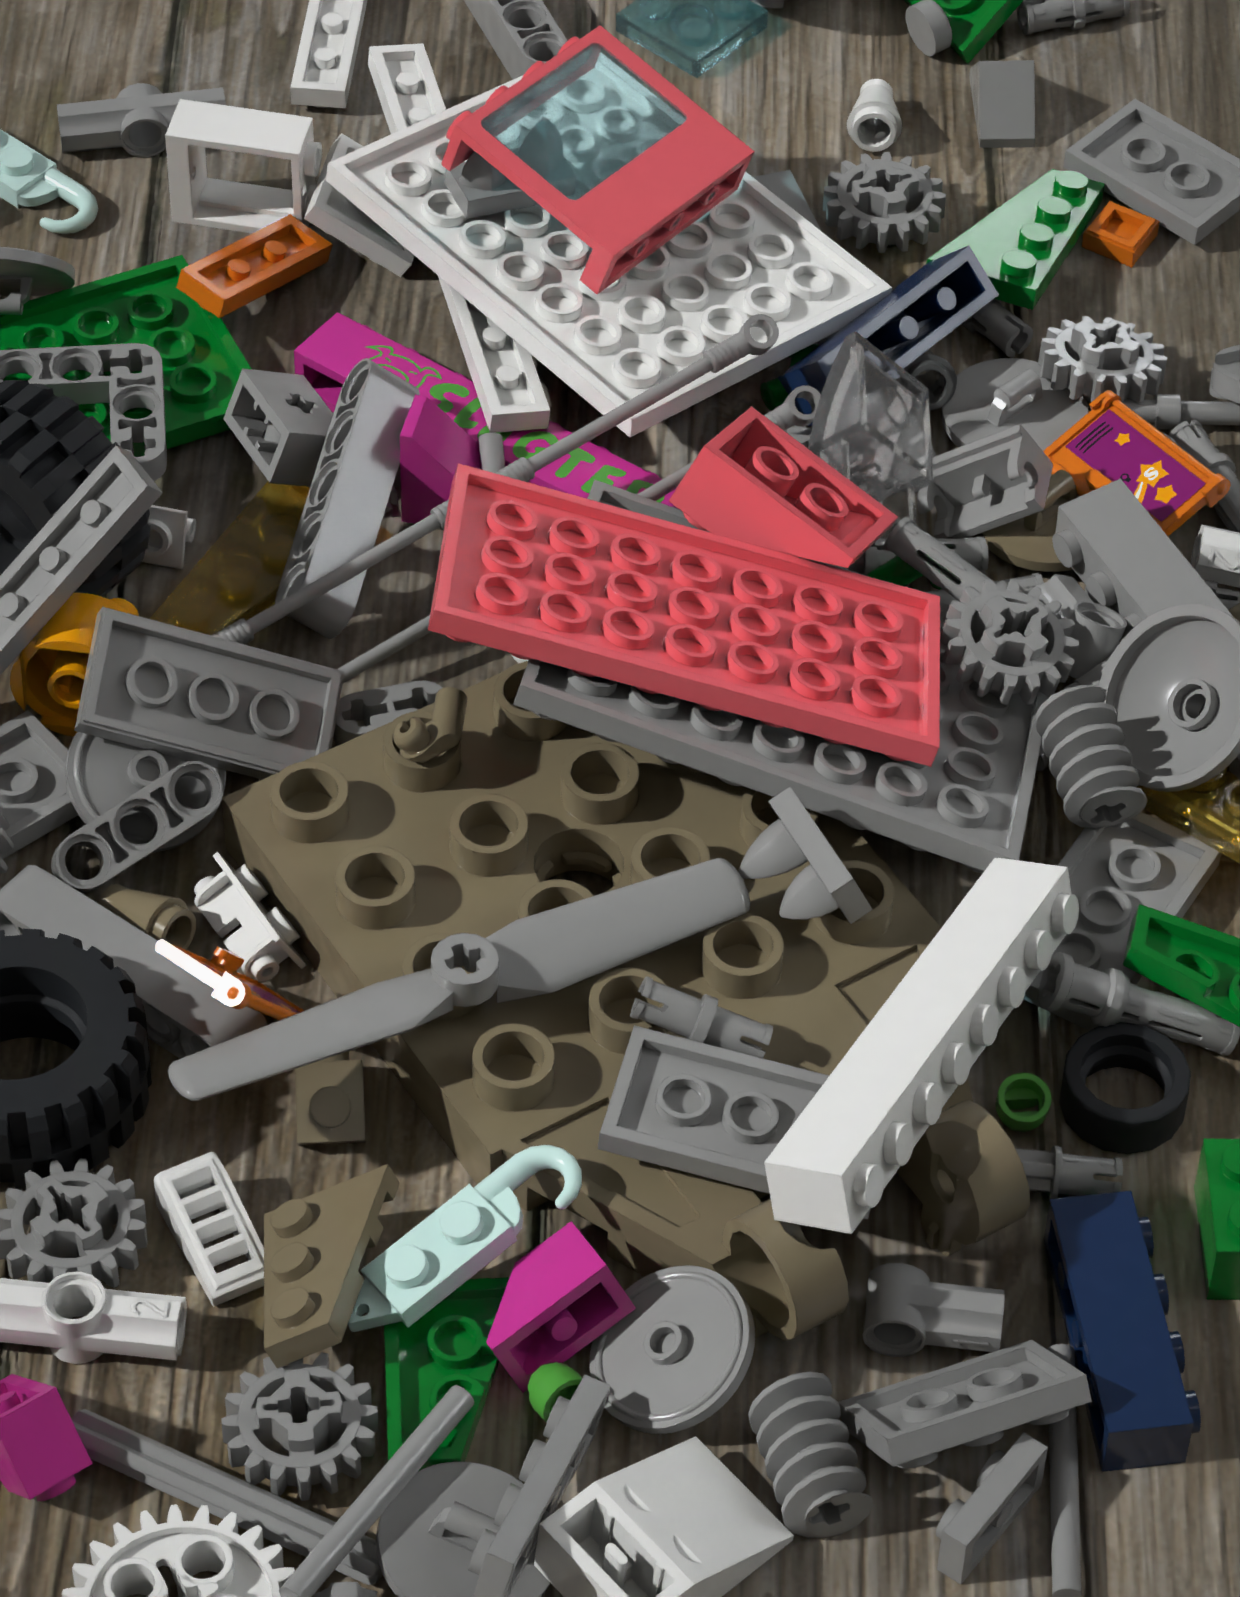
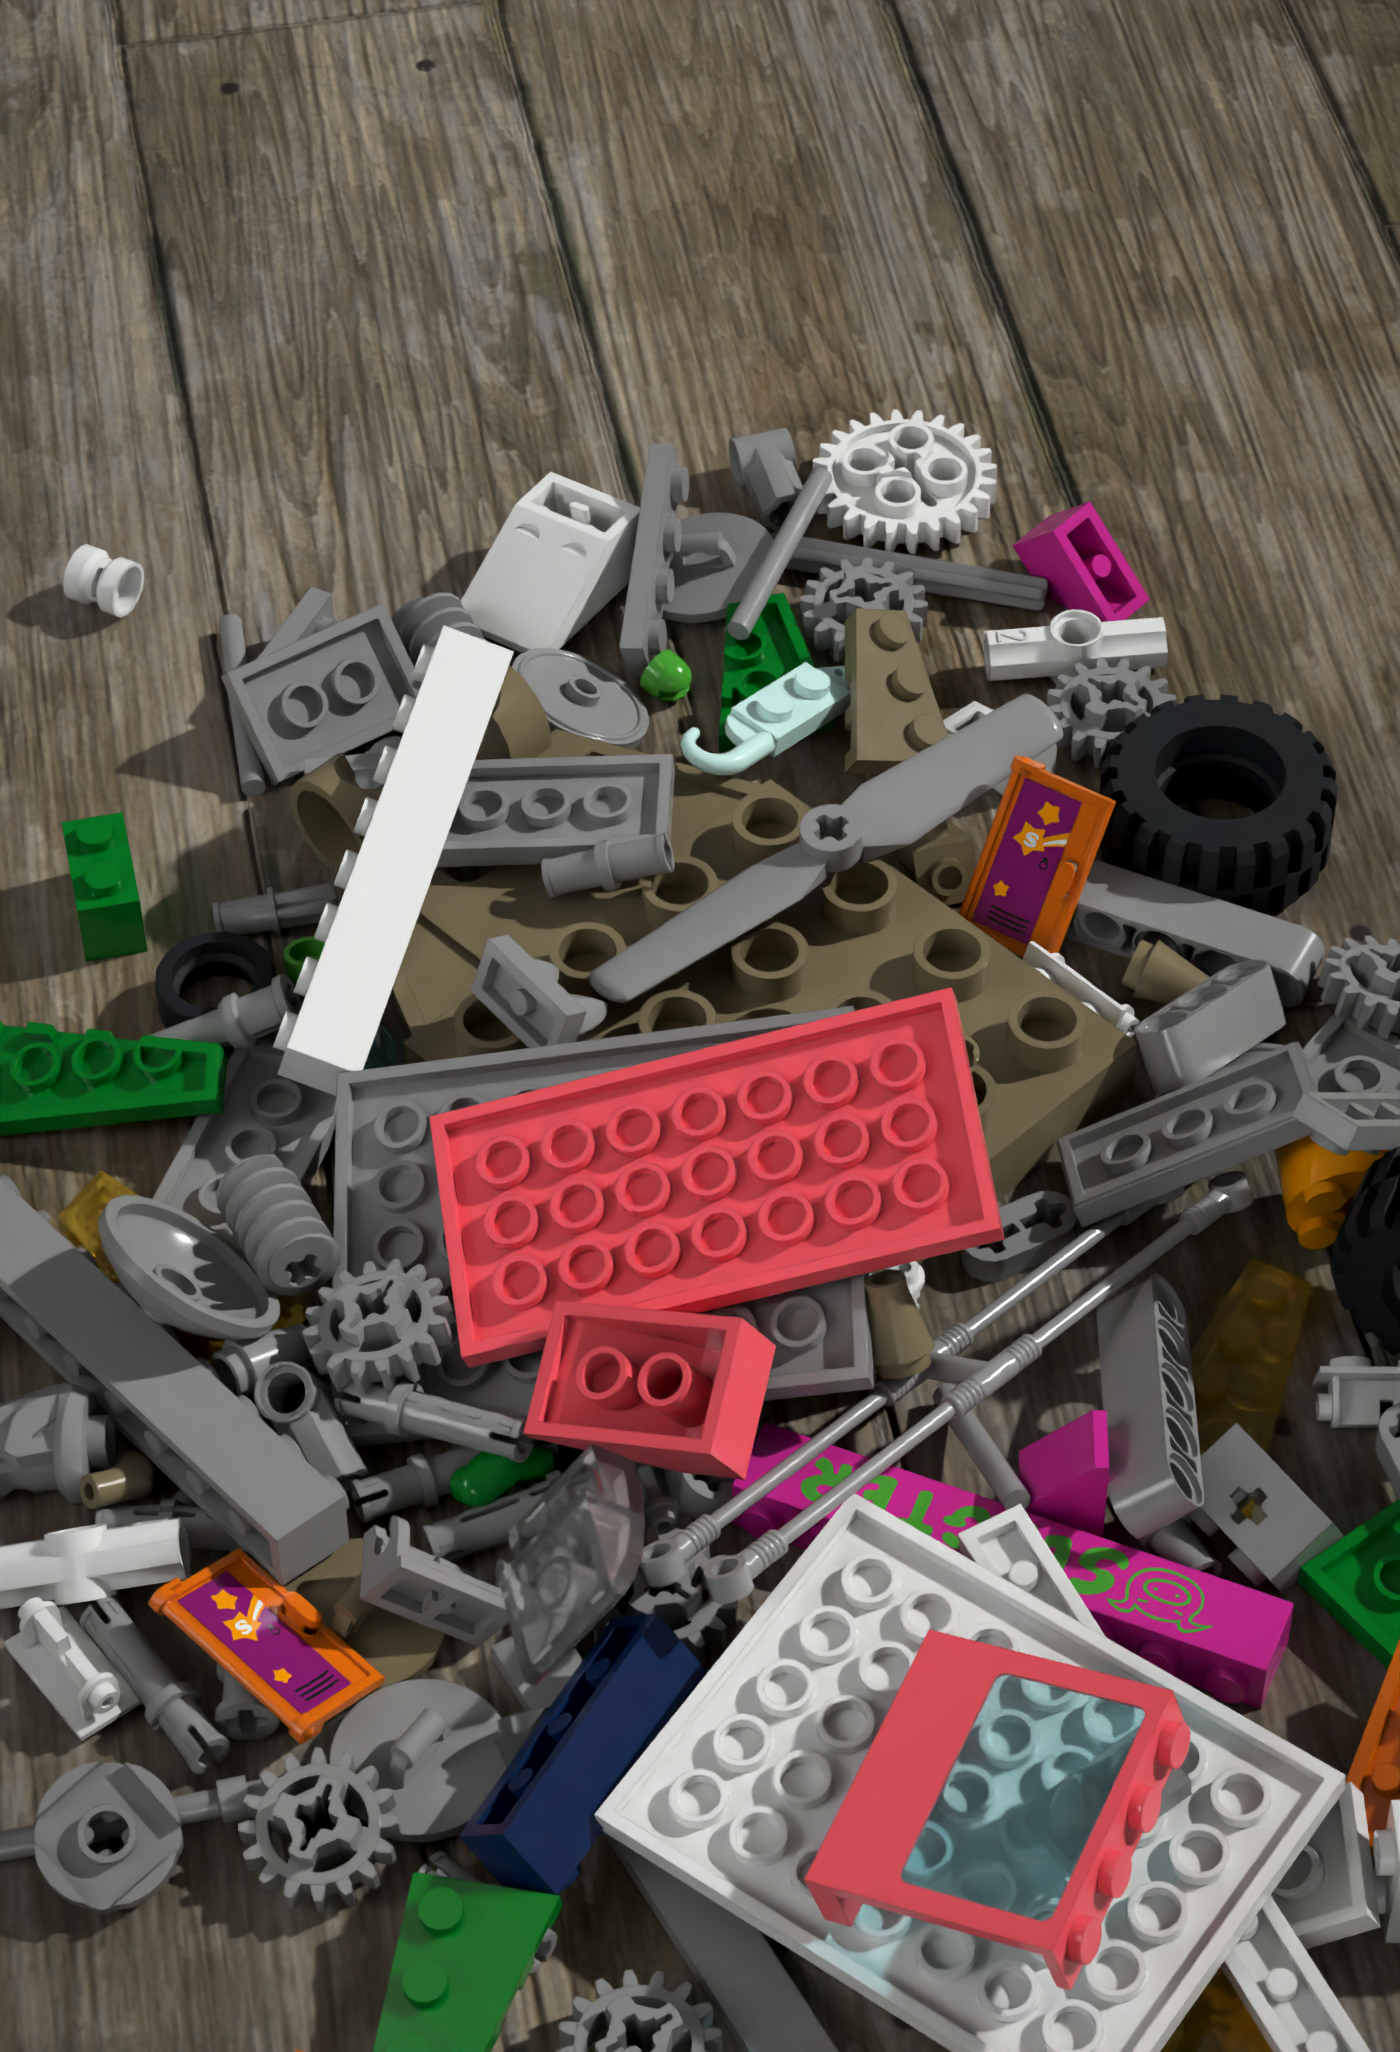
camera: 170 degrees right, 0 degrees up
(555, 1305) = (674, 704): dark pink slope -> none
(1120, 1331) = (205, 792): dark blue brick -> none

